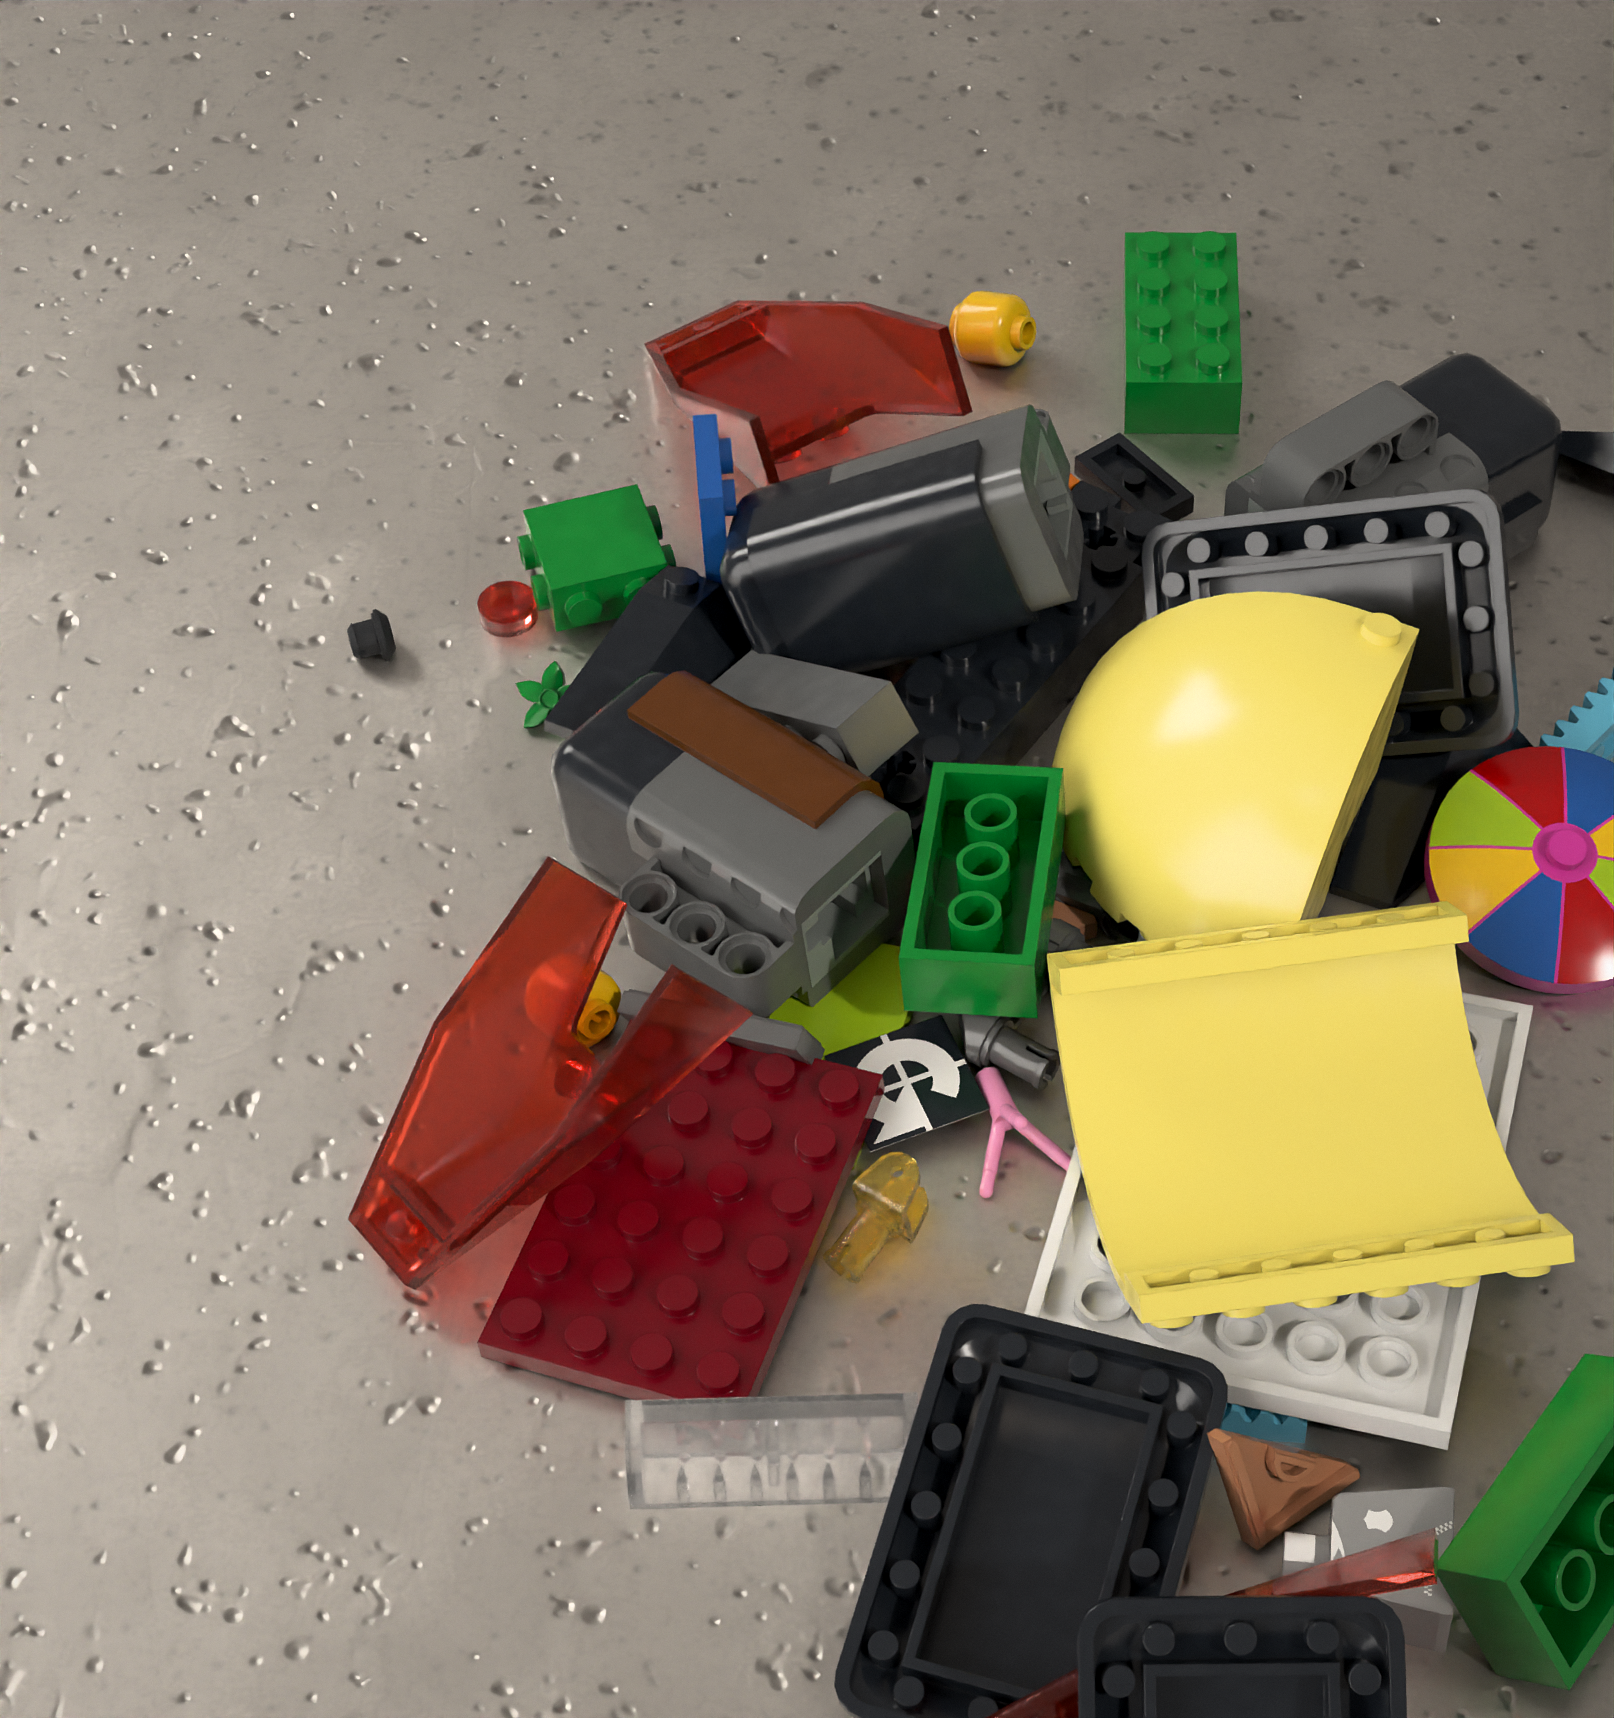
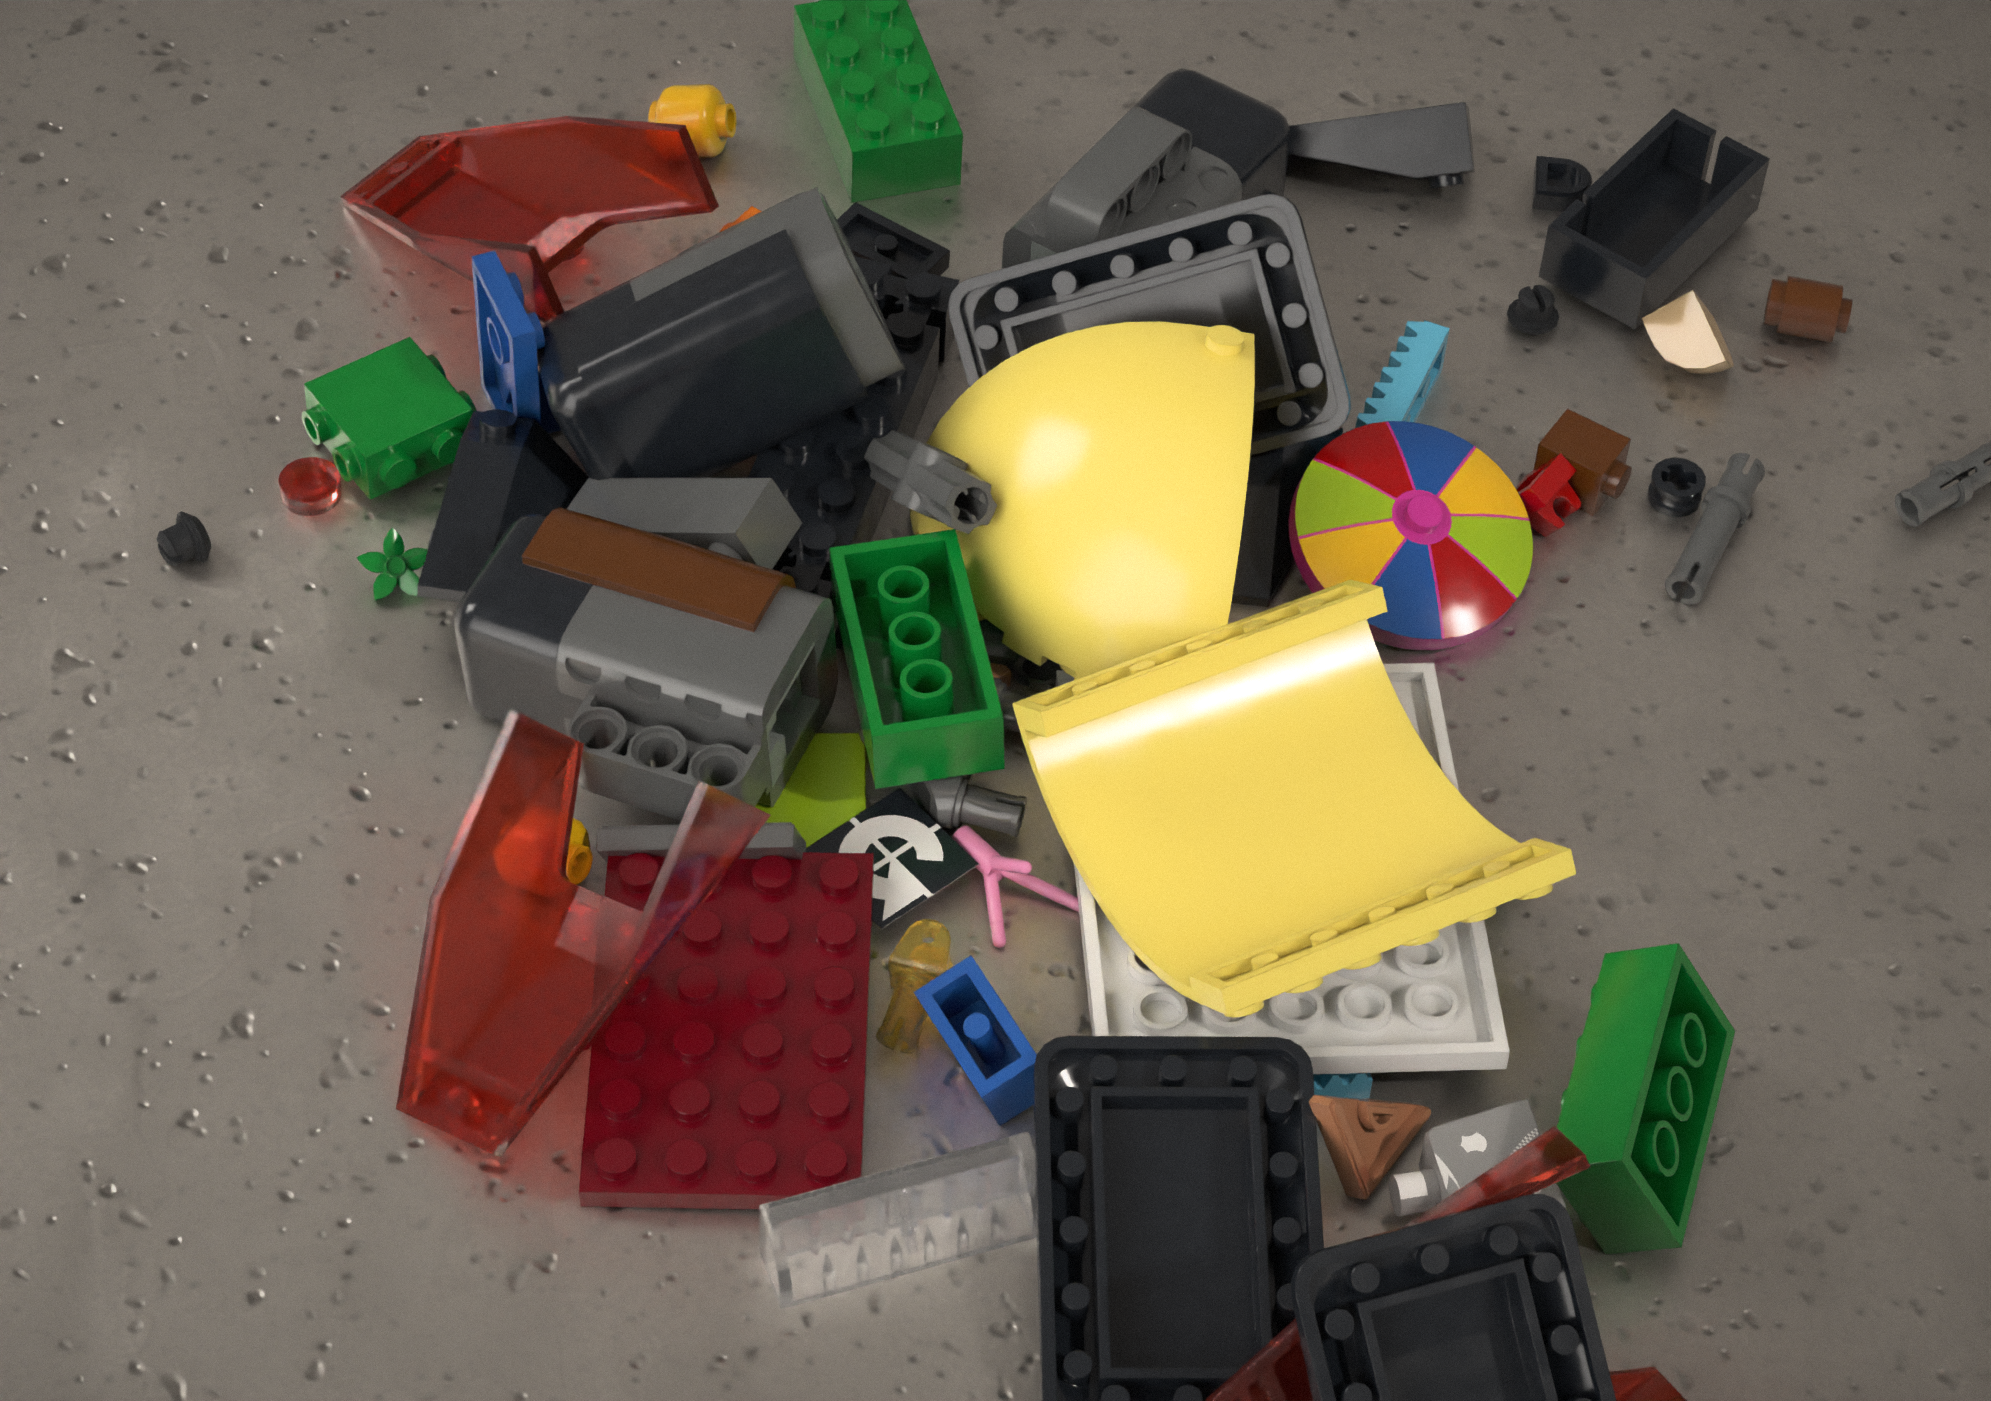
camera: 25 degrees left, 0 degrees up
(912, 1280) = (982, 1038): none -> blue brick
(1059, 717) = (930, 481): none -> dark grey piece

